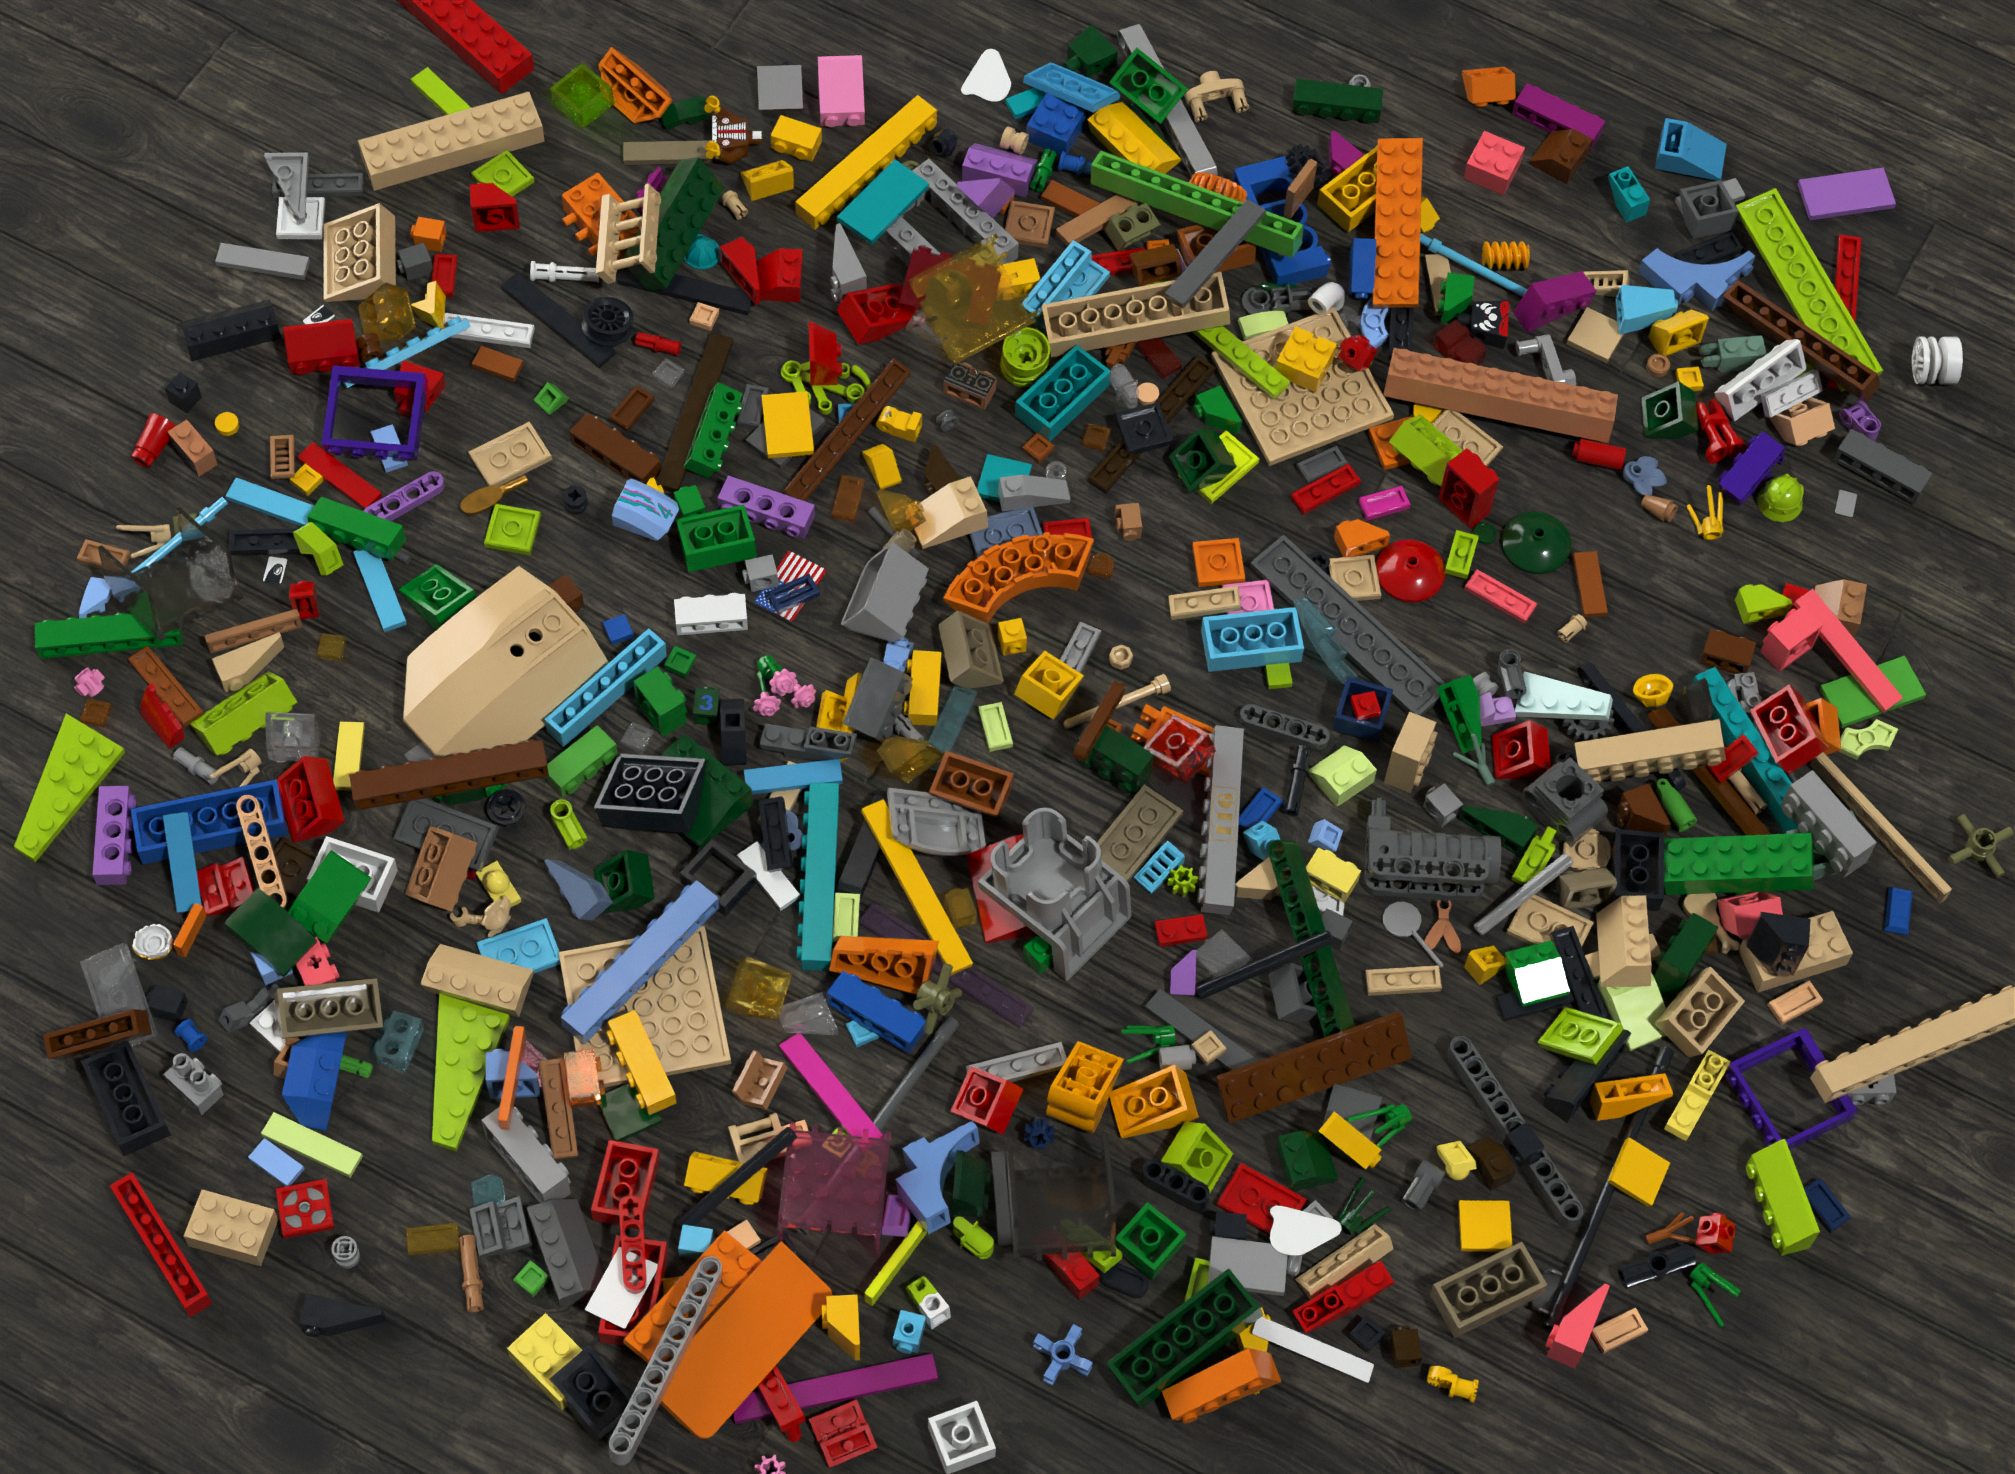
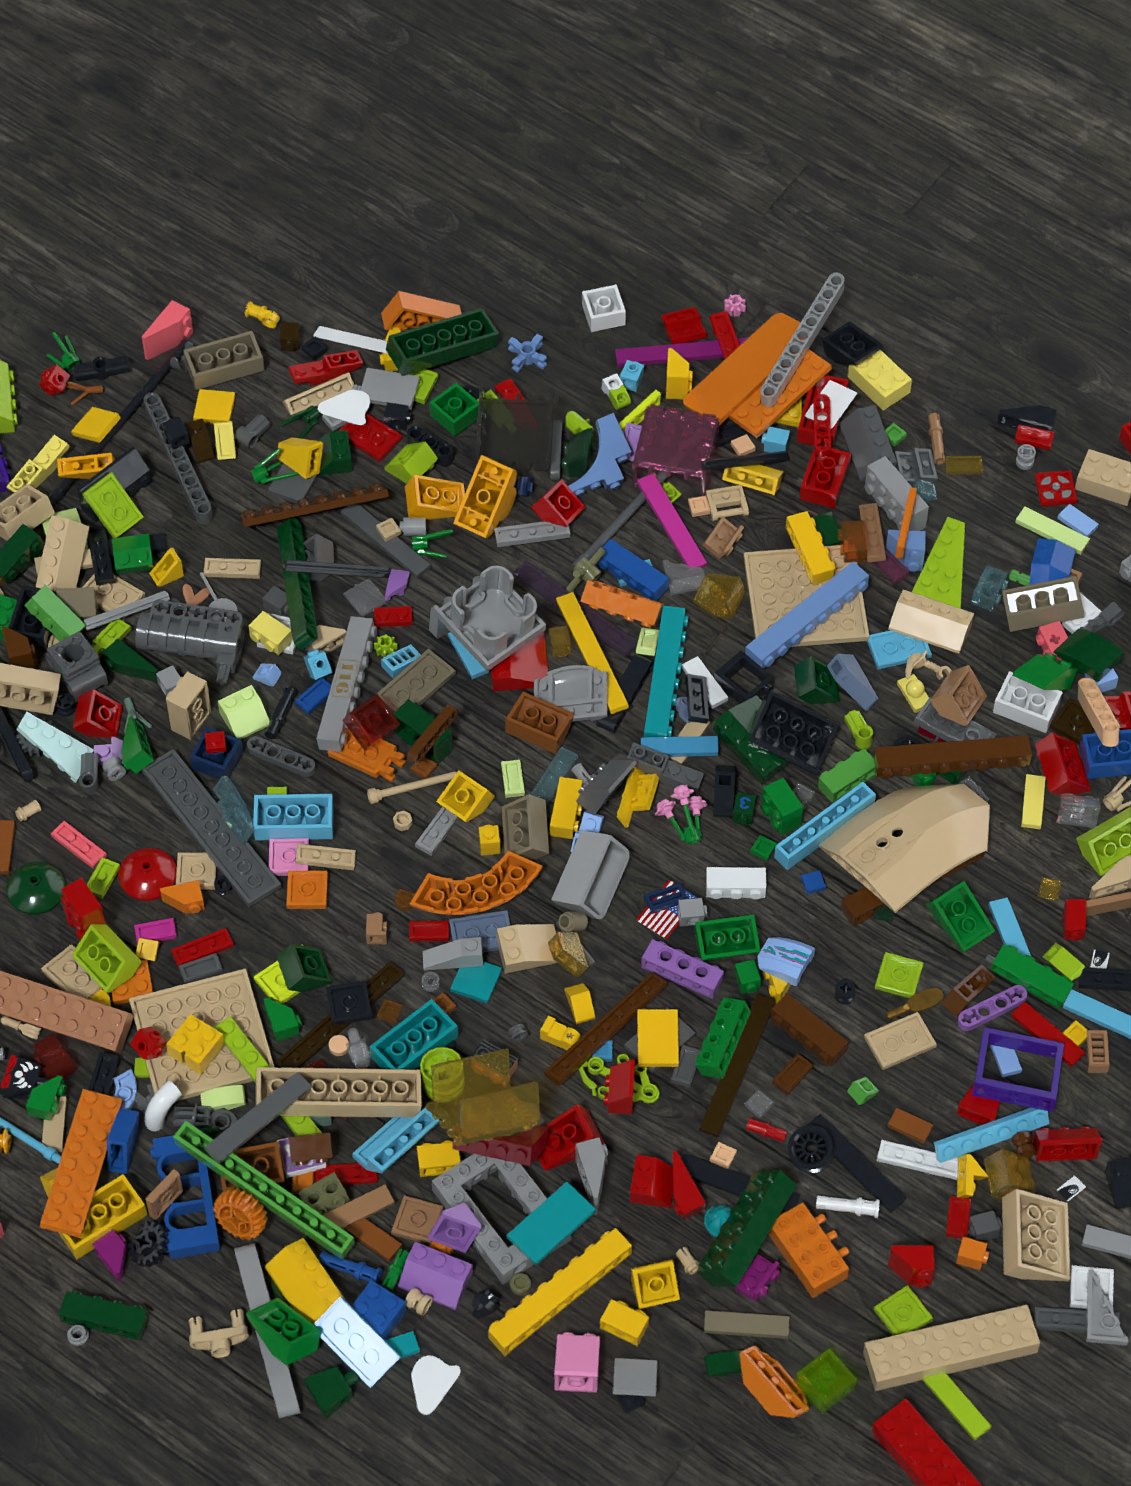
camera: 170 degrees left, 5 degrees down
(333, 1287) = (1035, 437): none -> red plate
(430, 511) = (968, 990): none -> reddish brown slope
(611, 227) = (806, 1192): tan fence -> none
(729, 134) = (687, 1326): torso -> none
(848, 498) = (611, 976): clear orange tile -> none
(909, 756) = (585, 742): clear yellow slope -> none
(938, 472) = (531, 982): dark brown slope -> none
(1388, 476) = (147, 949): none -> yellow tile
(1609, 851) = (54, 614): none -> bright green brick
(1619, 1330) = (132, 339): light nougat tile -> none

